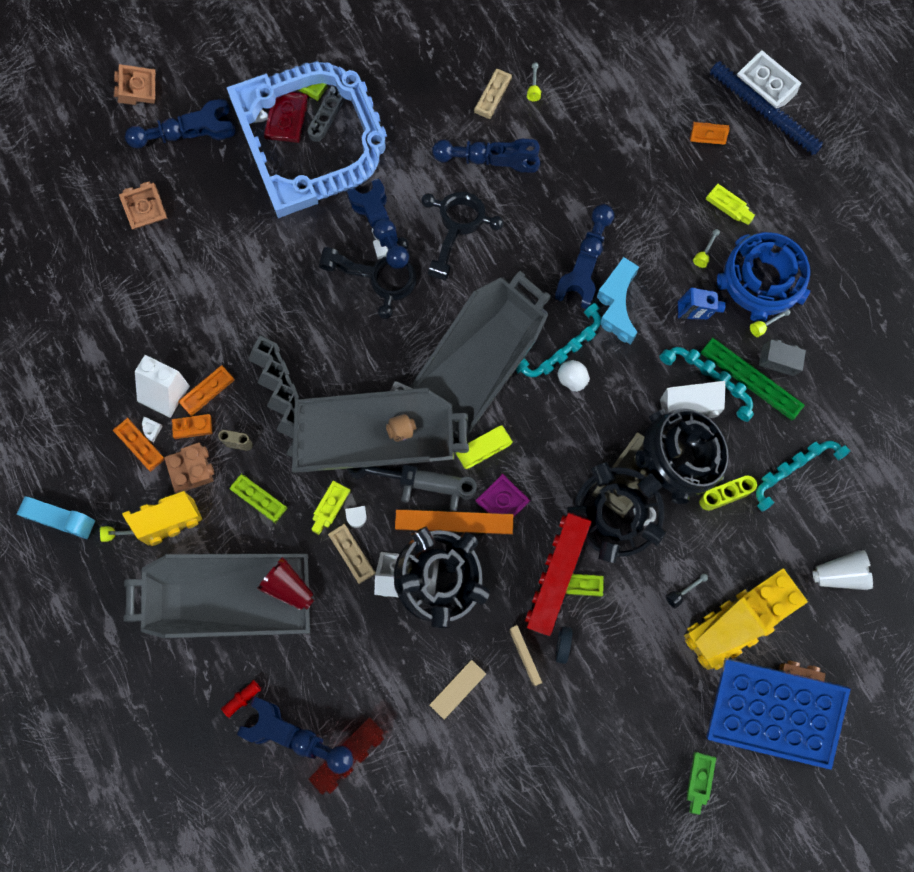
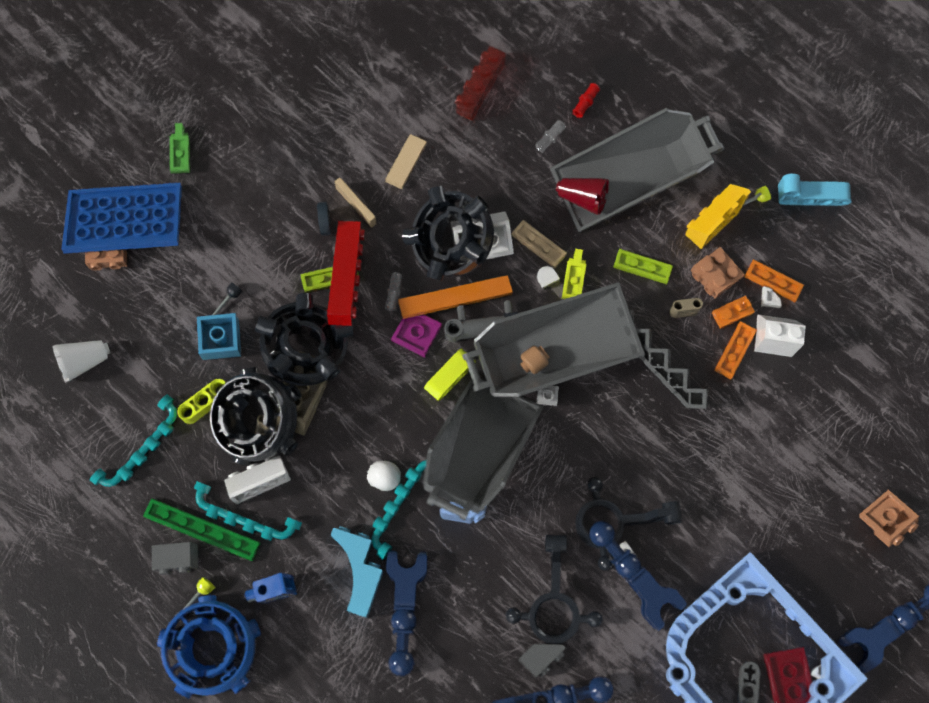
camera: 160 degrees right, 0 degrees up
(295, 668) = (550, 136): none -> clear axle
(303, 742) = (532, 79): dark blue piece -> none
(485, 187) = (540, 656): none -> dark grey slope
(513, 547) = (393, 292): none -> clear axle
(701, 550) = (218, 336): none -> dark azure brick
(702, 258) = (281, 650): neon yellow hinge -> none
(744, 620) = (166, 288): yellow wedge -> none

